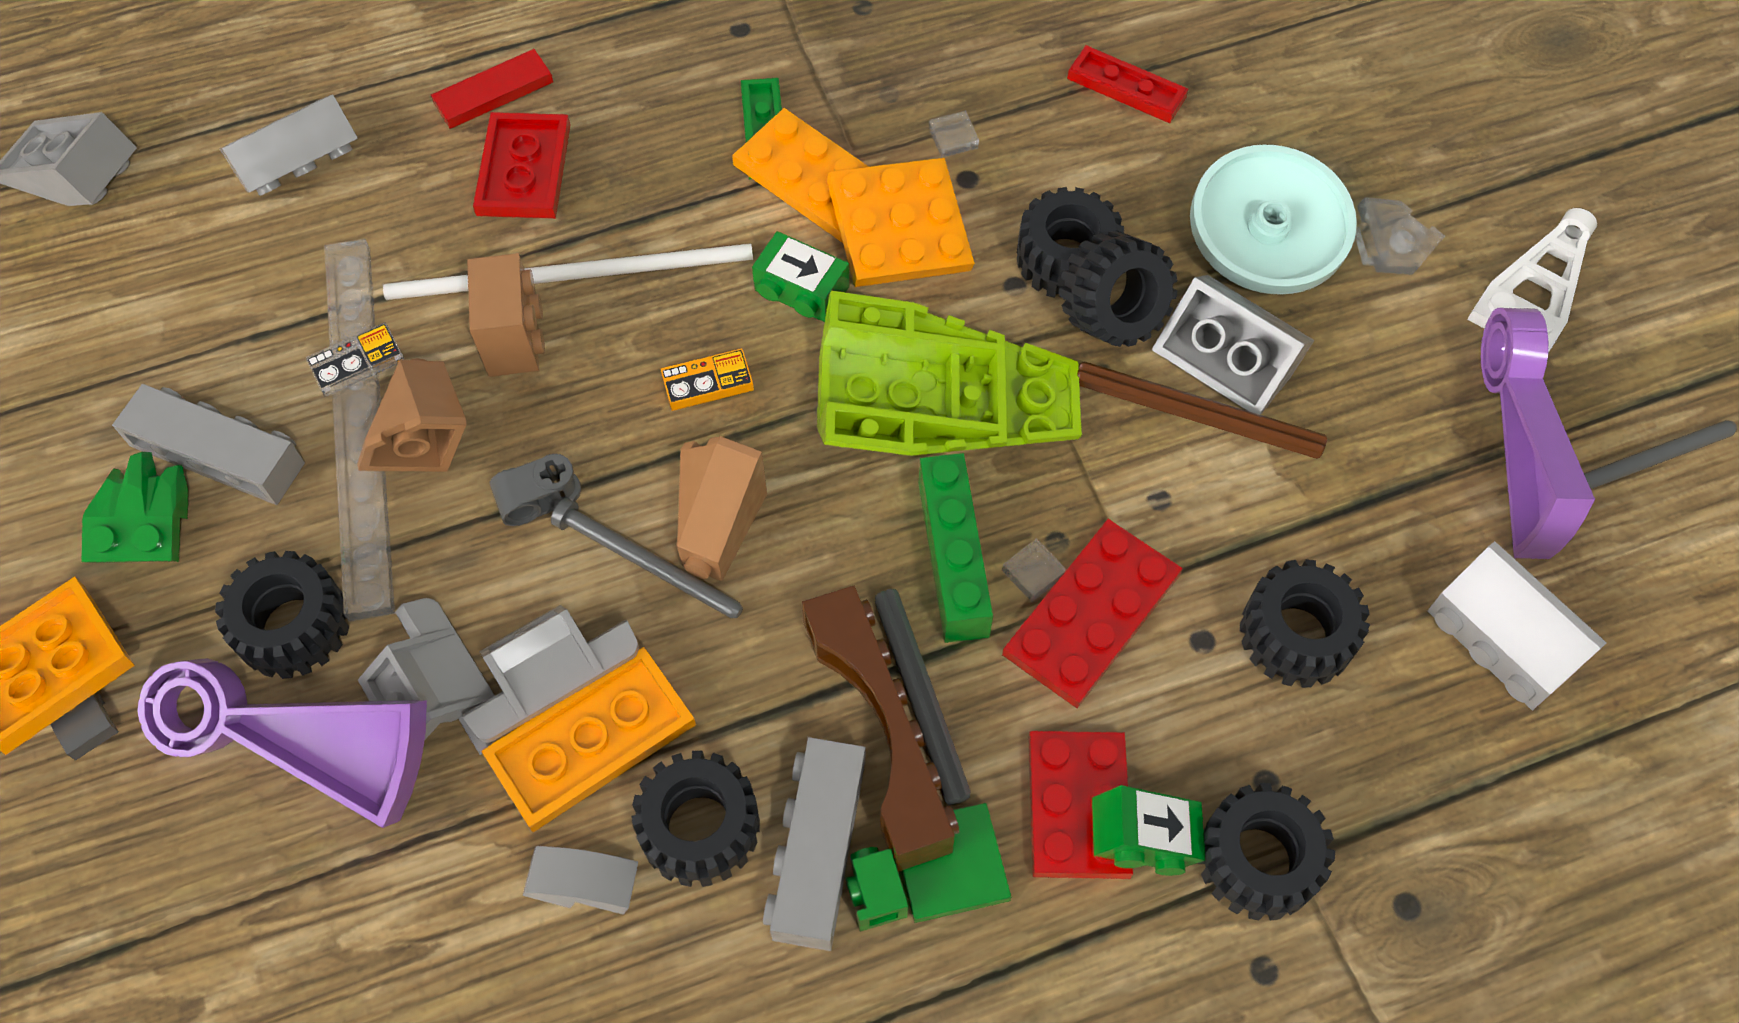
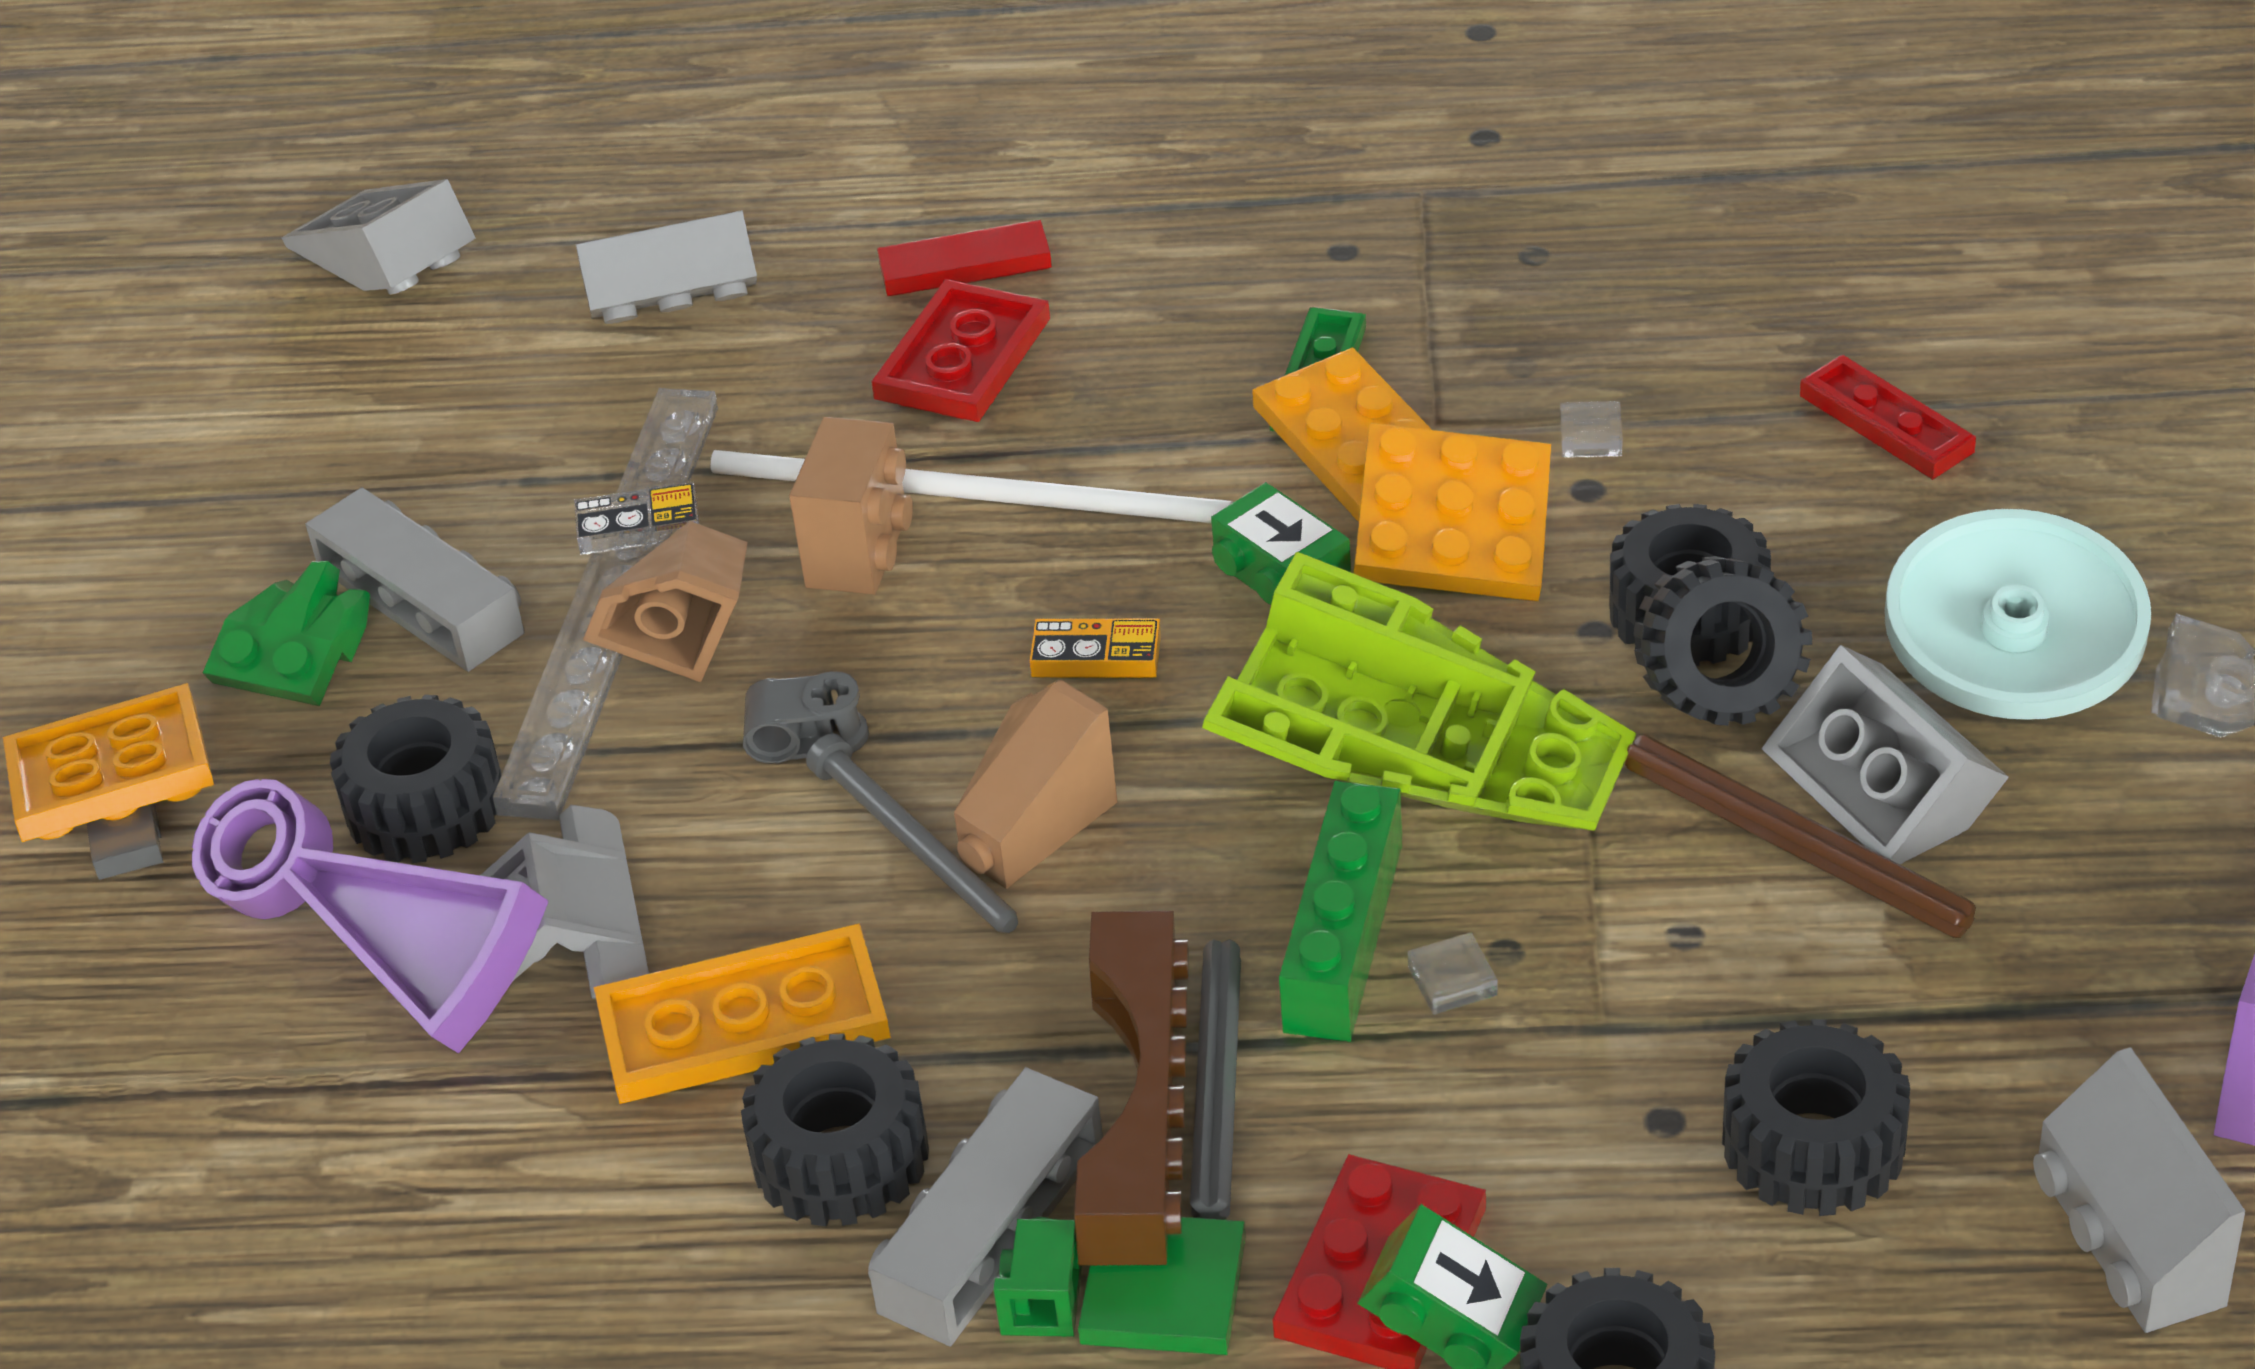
camera: 25 degrees right, 20 degrees down
(543, 667) = (718, 911): light grey plate -> none
(582, 877) = (664, 1162): light grey slope -> none
(1092, 613) = (1513, 1043): red plate -> none

